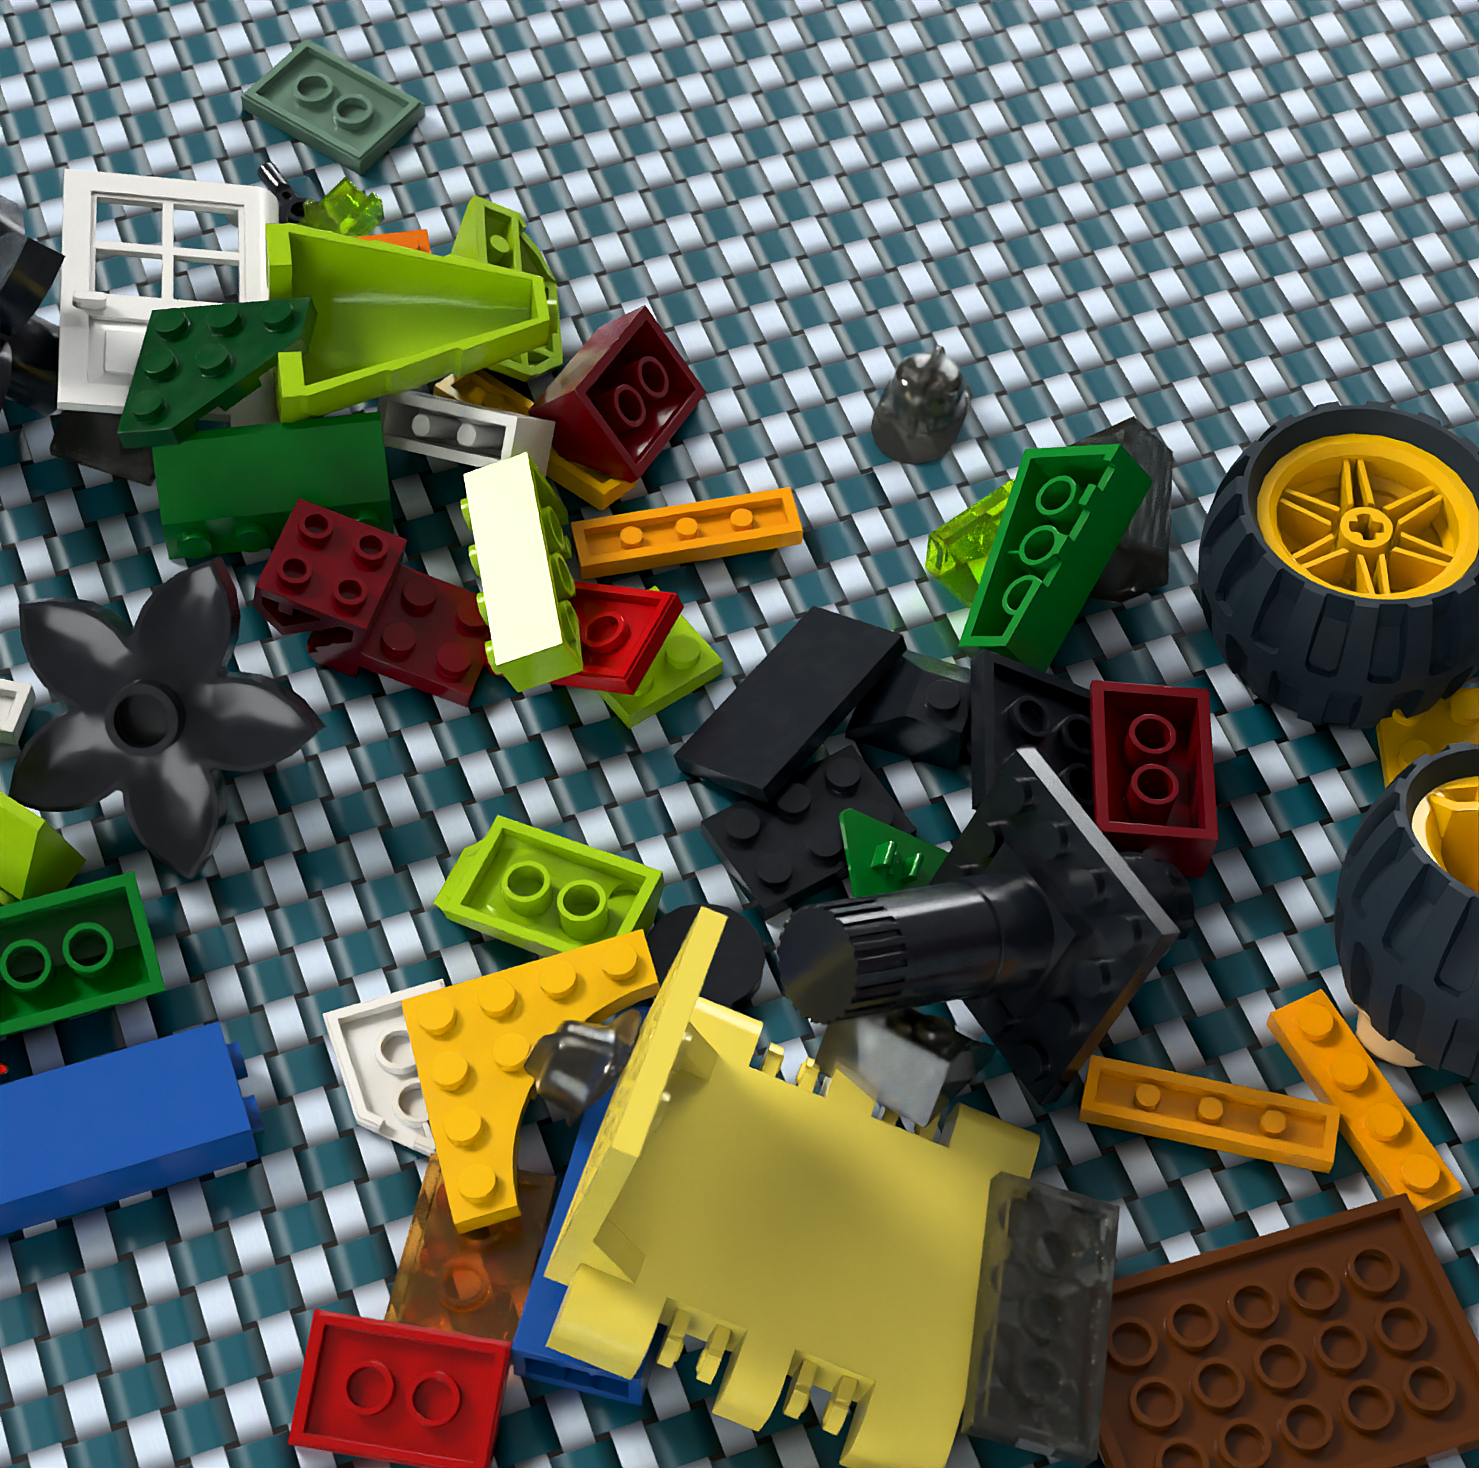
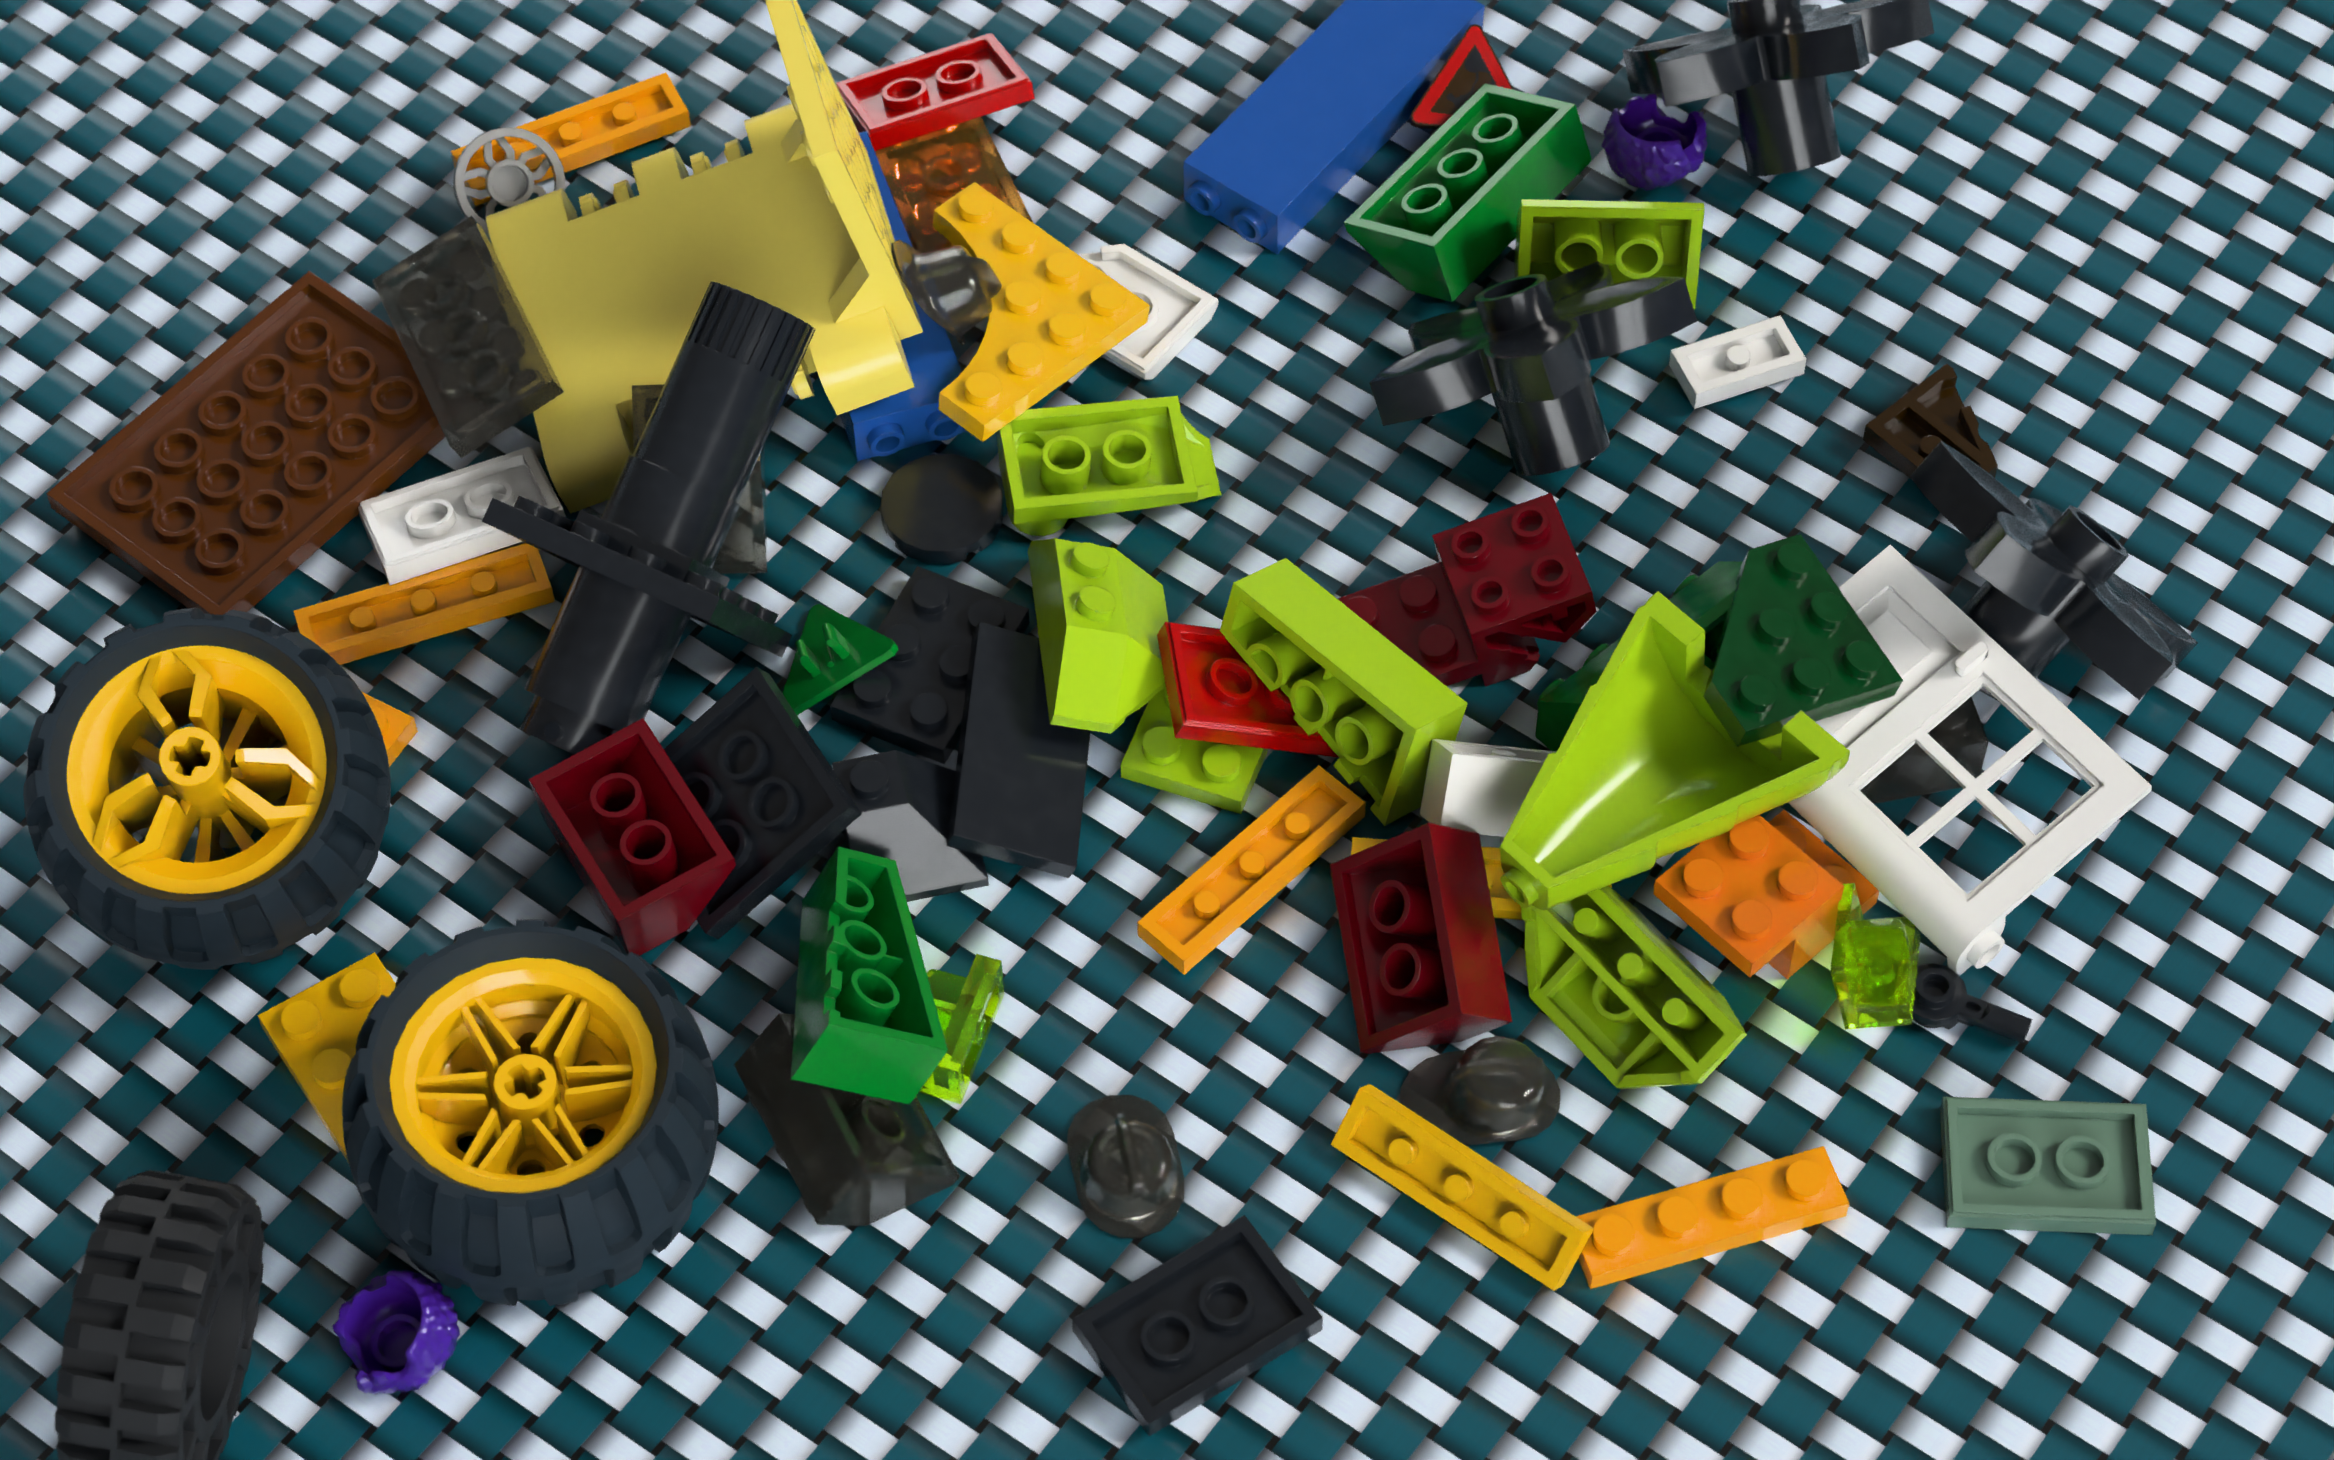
camera: 150 degrees right, 0 degrees up
(569, 184) = (1711, 1216): none -> light orange plate
(666, 755) = (1095, 633): none -> lime wedge
(680, 322) = (1484, 1092): none -> clear smoke piece
(716, 266) = (1462, 1187): none -> yellow plate
(951, 282) = (1197, 1325): none -> black plate
(1159, 1172) = (442, 517): none -> white tile

